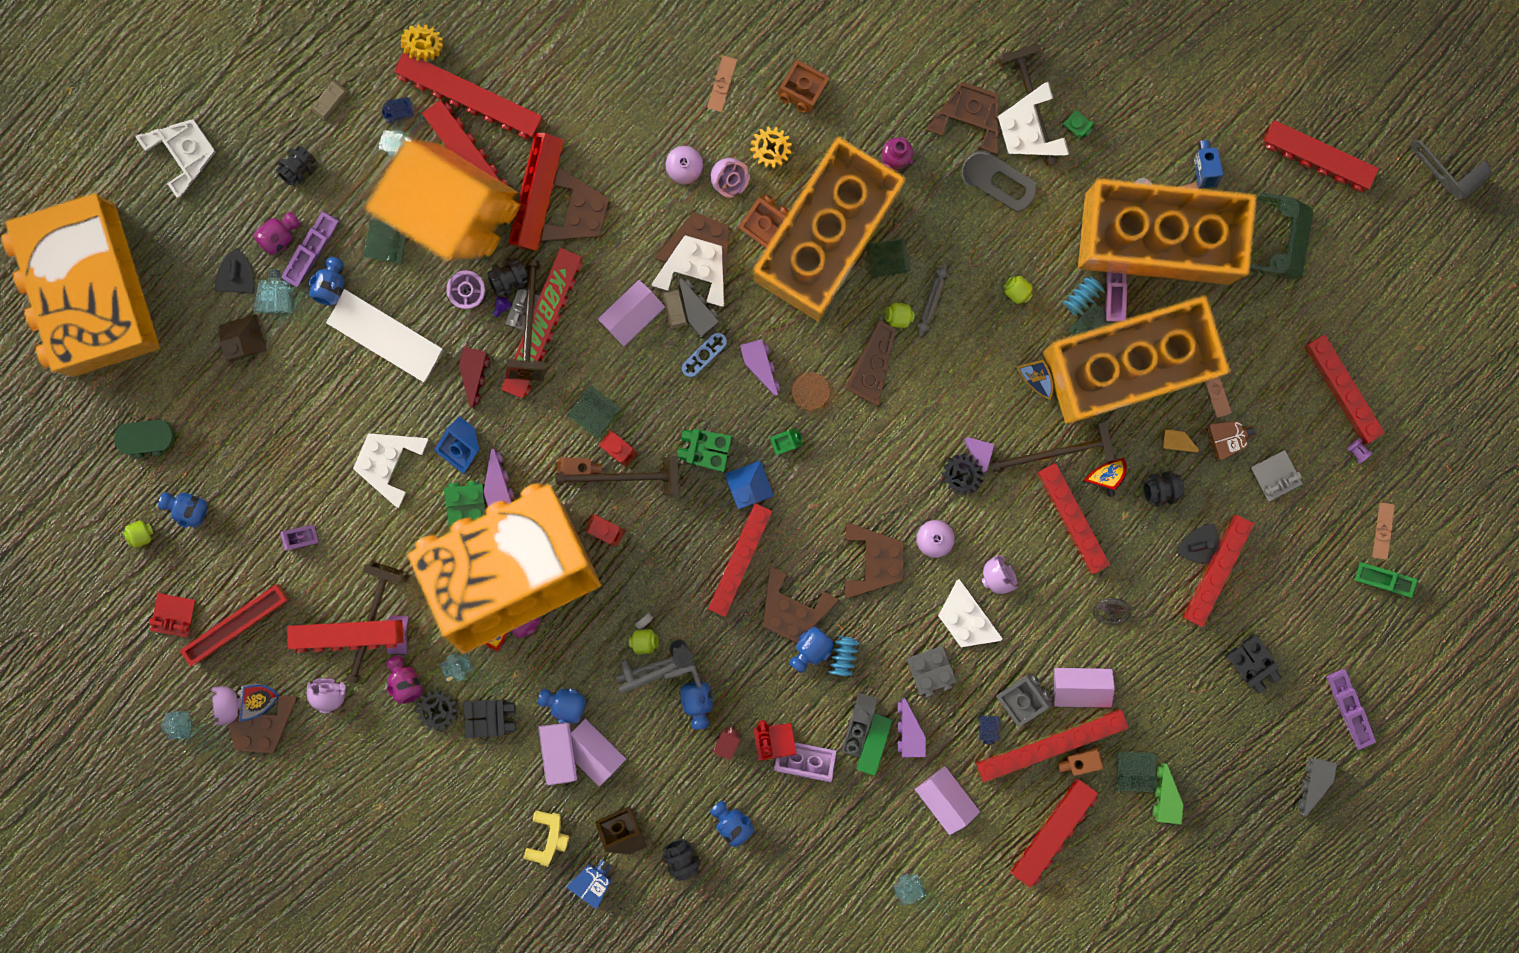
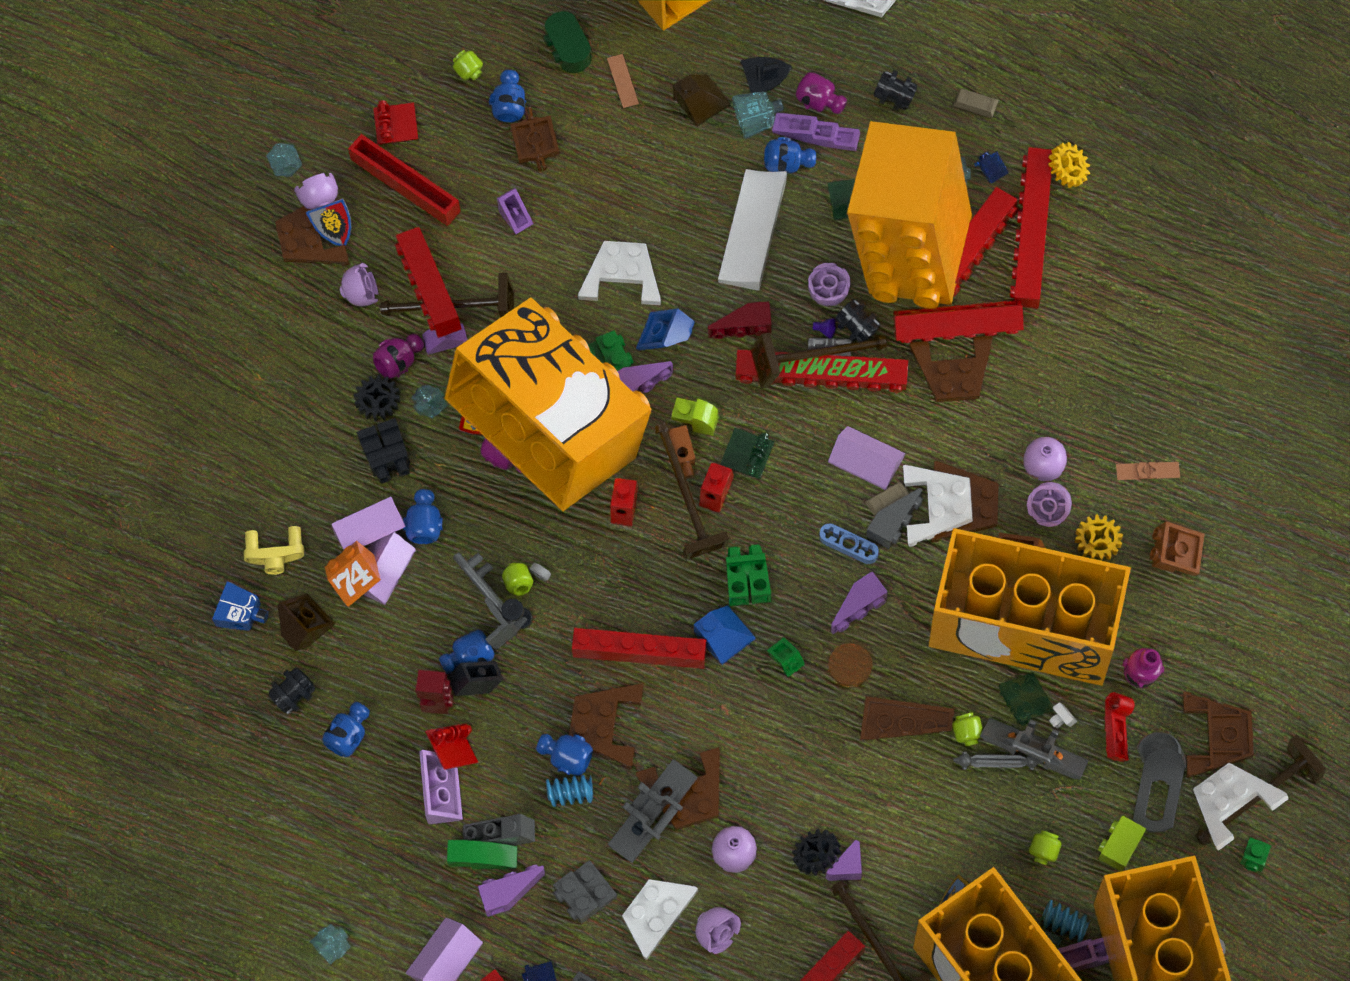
camera: 75 degrees right, 20 degrees down
(199, 401) = (622, 81): none -> nougat piece
(232, 497) = (534, 139): none -> reddish brown plate
(547, 444) = (699, 414): none -> lime brick
(597, 779) = (353, 572): none -> orange slope
(724, 704) = (475, 678): none -> black brick
(878, 597) = (647, 806): none -> dark grey piece
(914, 233) = (1063, 715): none -> white tile
(933, 266) = (1035, 746): none -> dark grey piece
(936, 194) = (1116, 709): none -> red plate
(1036, 228) = (1121, 843): none -> lime brick

